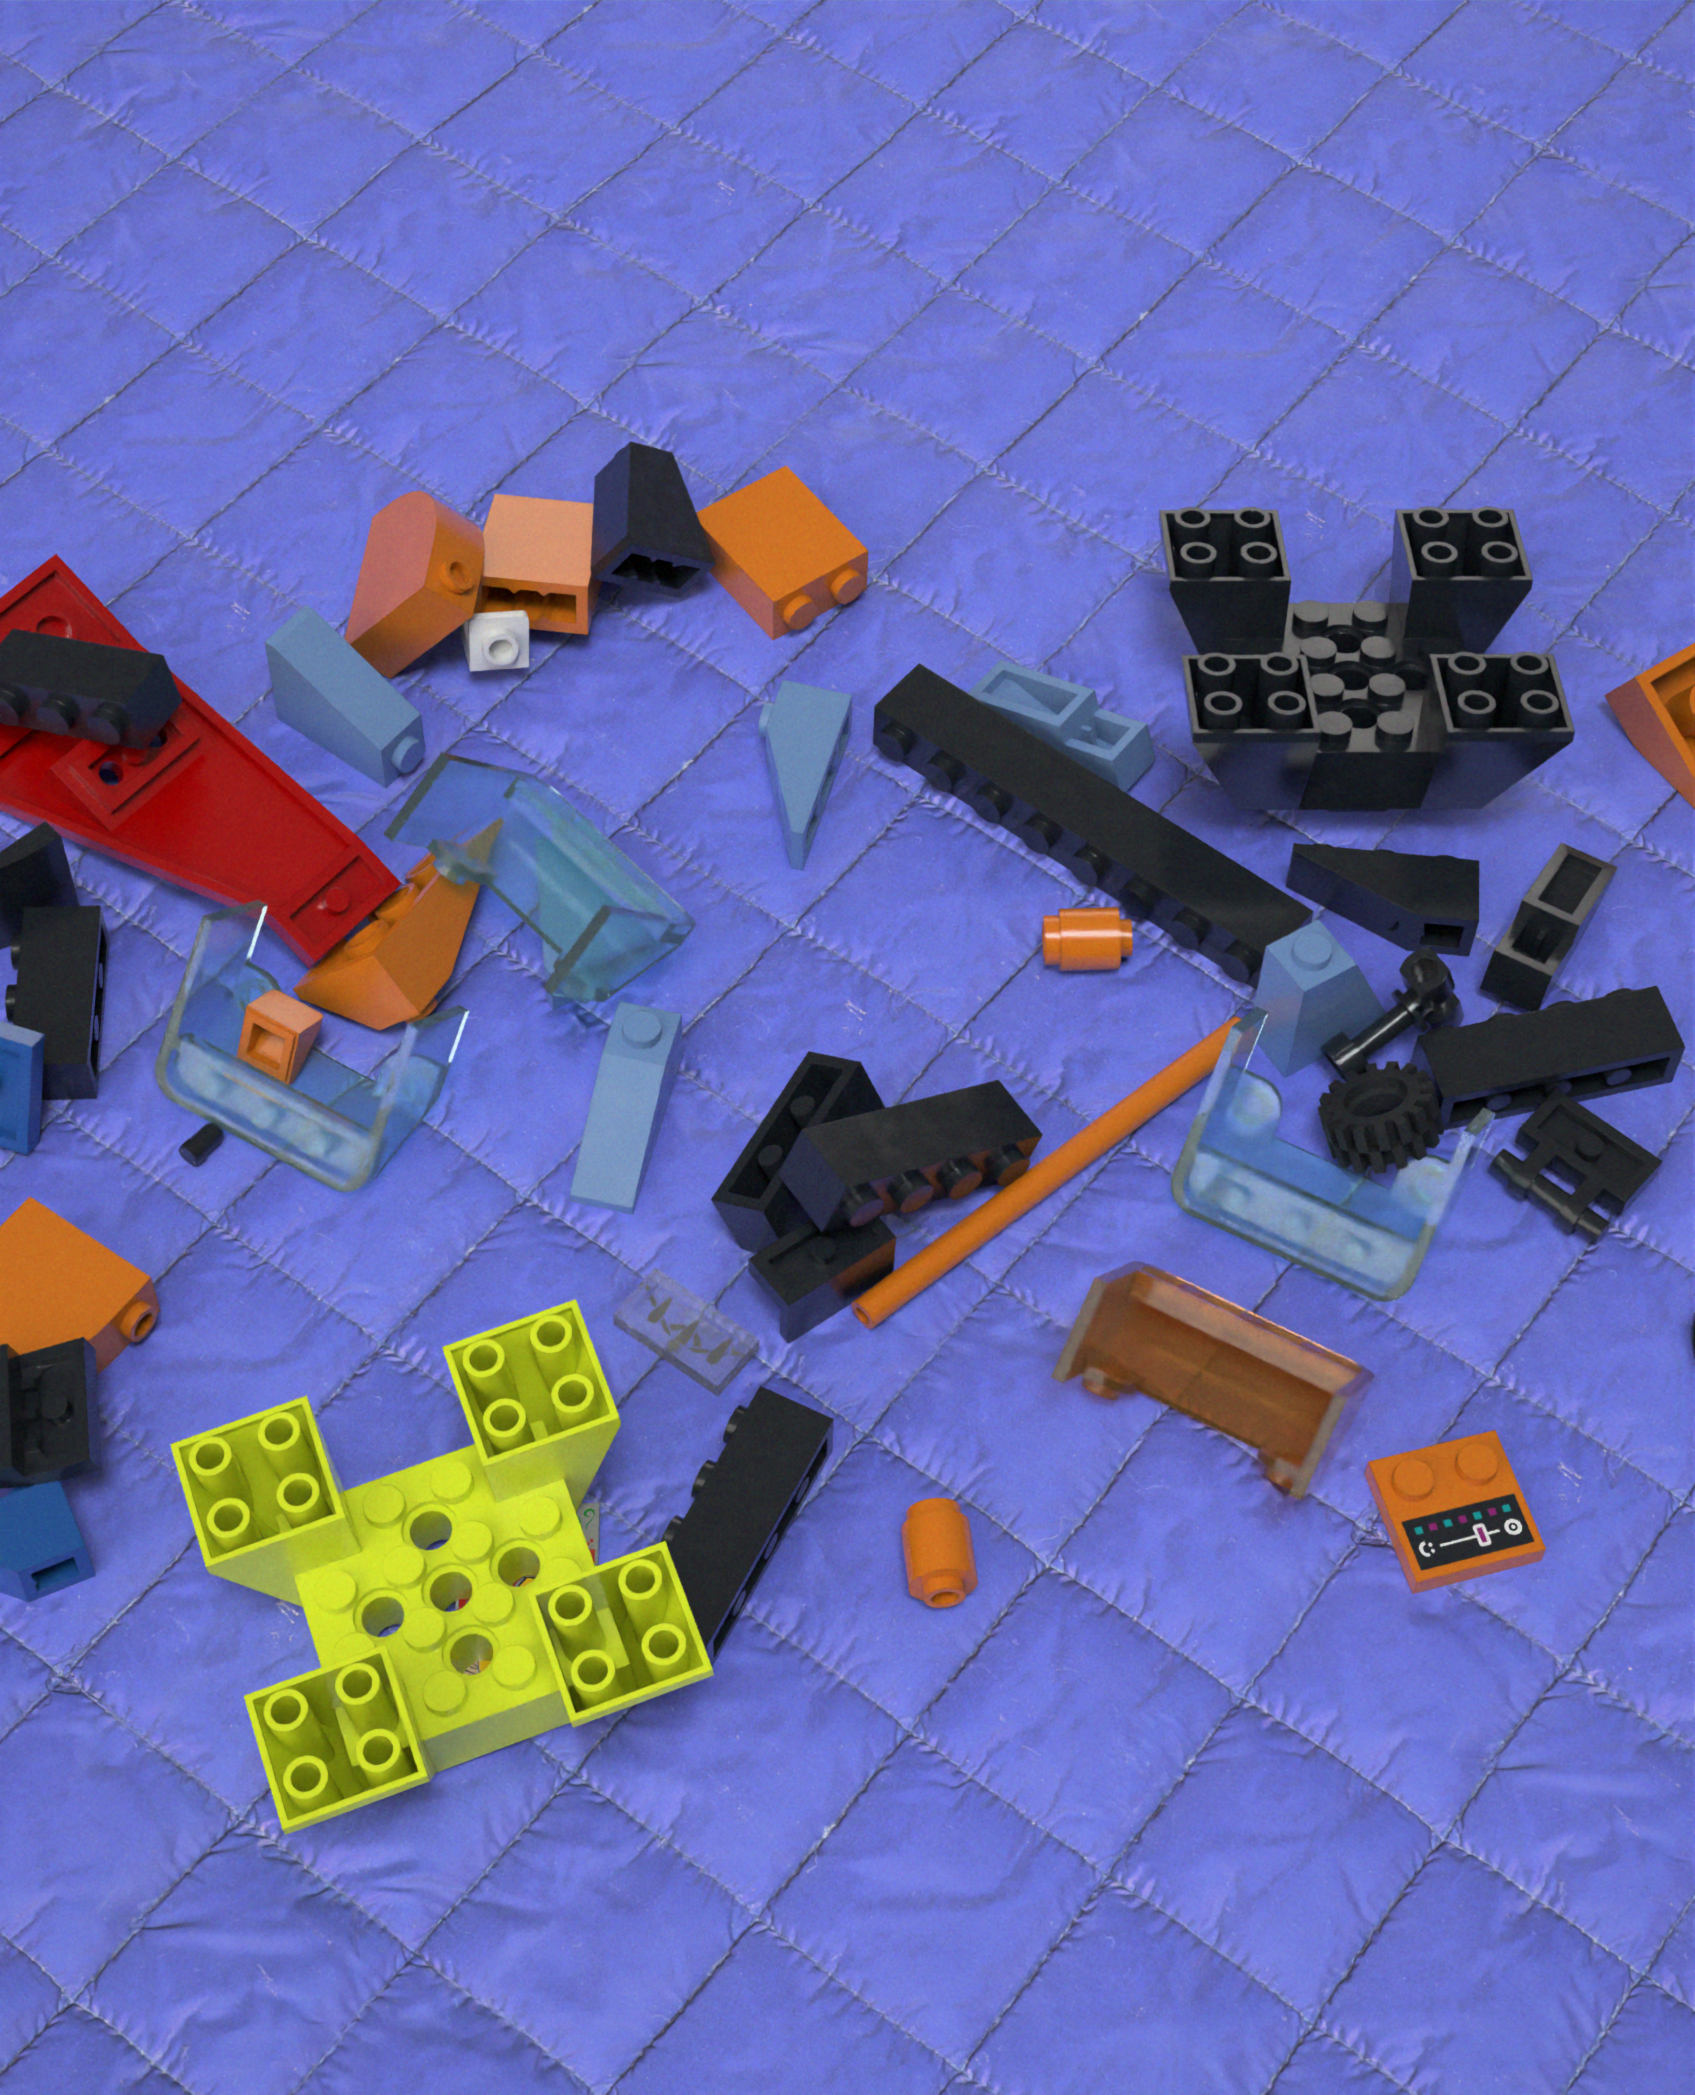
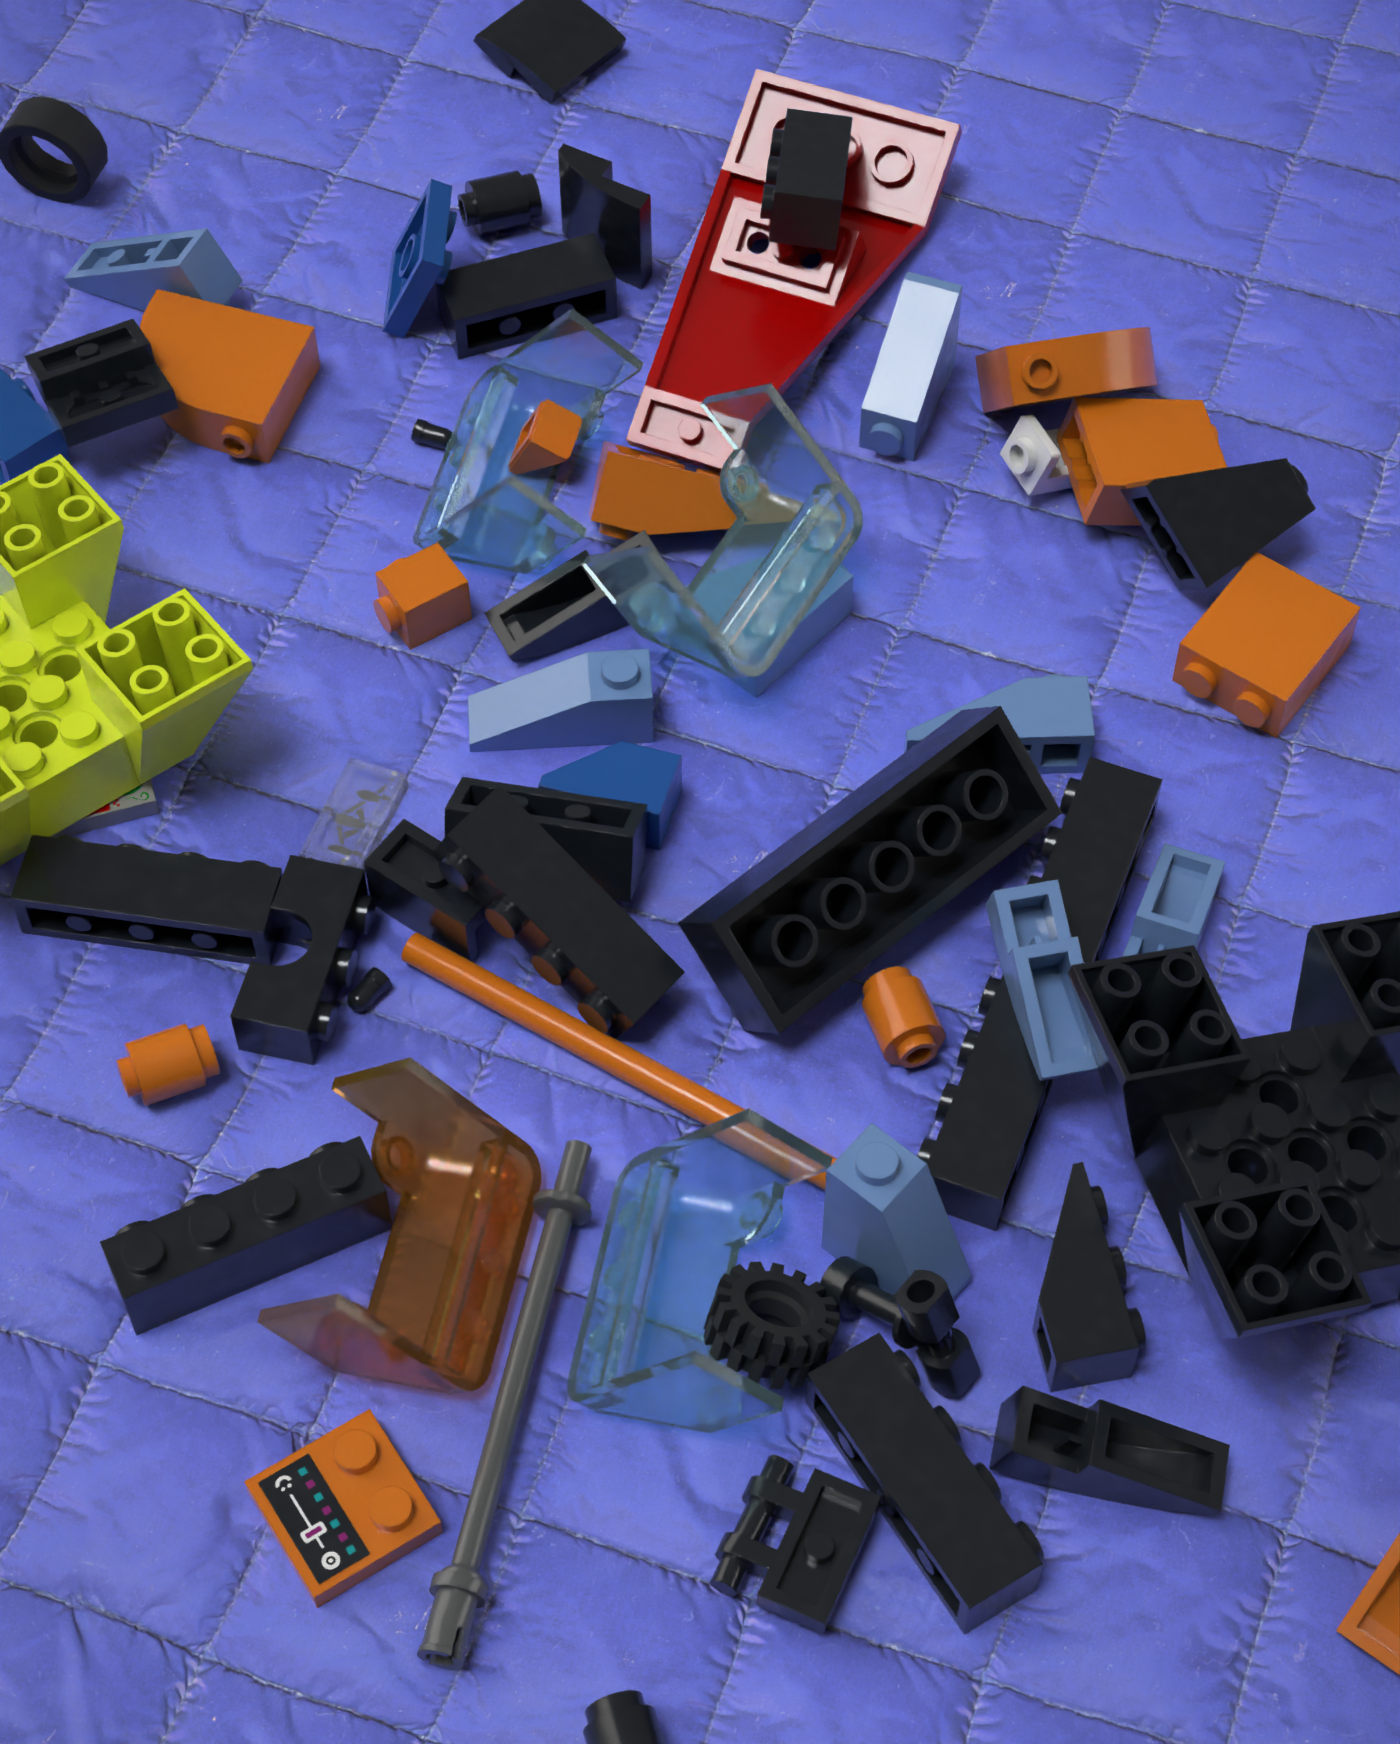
camera: 75 degrees right, 0 degrees up
(434, 1196) = (422, 596): none -> orange brick
(500, 1057) = (558, 609): none -> black slope
(751, 1077) = (630, 775): none -> blue slope
(898, 1364) = (368, 990): none -> black piece
(912, 1421) = (293, 1005): none -> black arch
(943, 901) = (870, 869): none -> black brick
(1117, 801) = (1035, 962): none -> medium blue slope
(1163, 1518) = (247, 1234): none -> black brick
(1559, 1428) = (460, 1585): none -> dark grey bar

